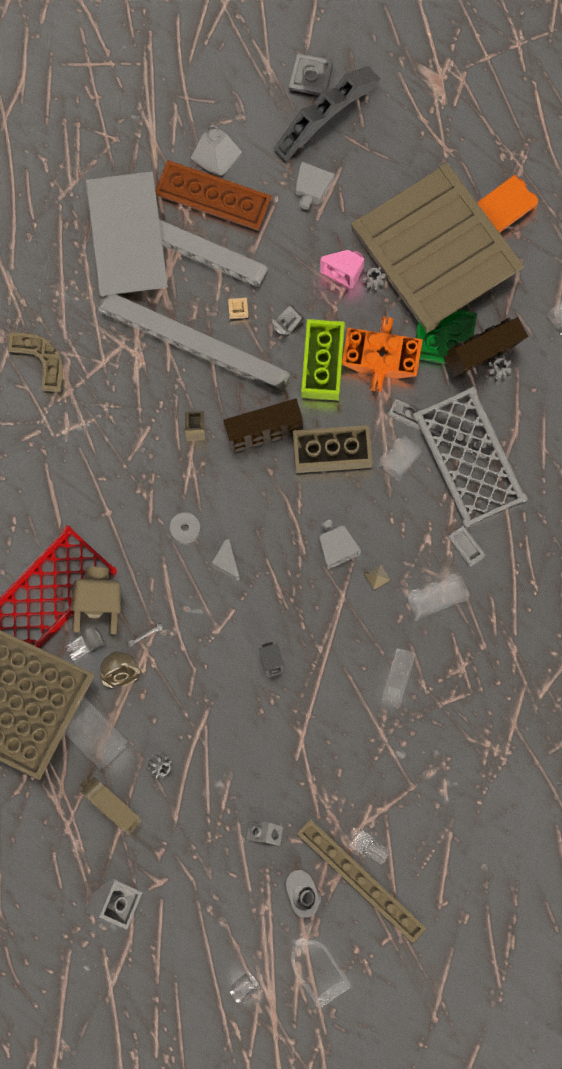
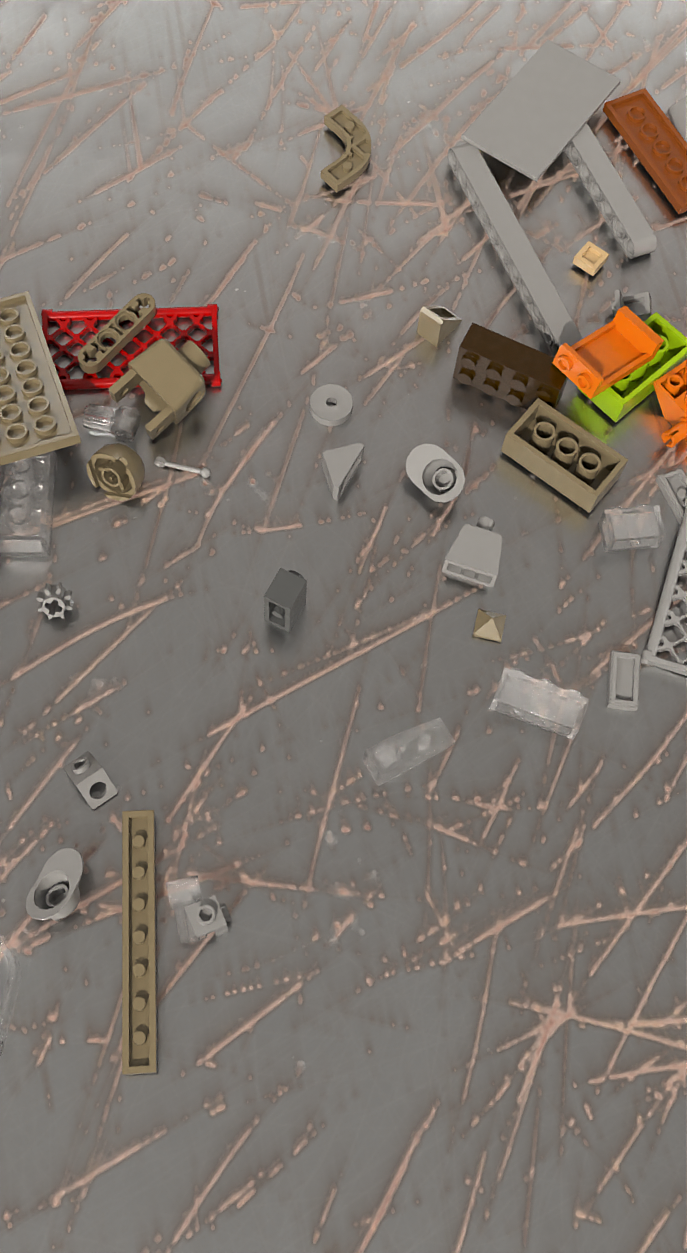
camera: 35 degrees right, 10 degrees down
(39, 592) = (121, 335): none -> dark tan beam
(278, 521) = (435, 472): none -> light grey piece
(308, 374) = (608, 353): none -> orange panel
(384, 842) = (208, 916): none -> light grey bracket

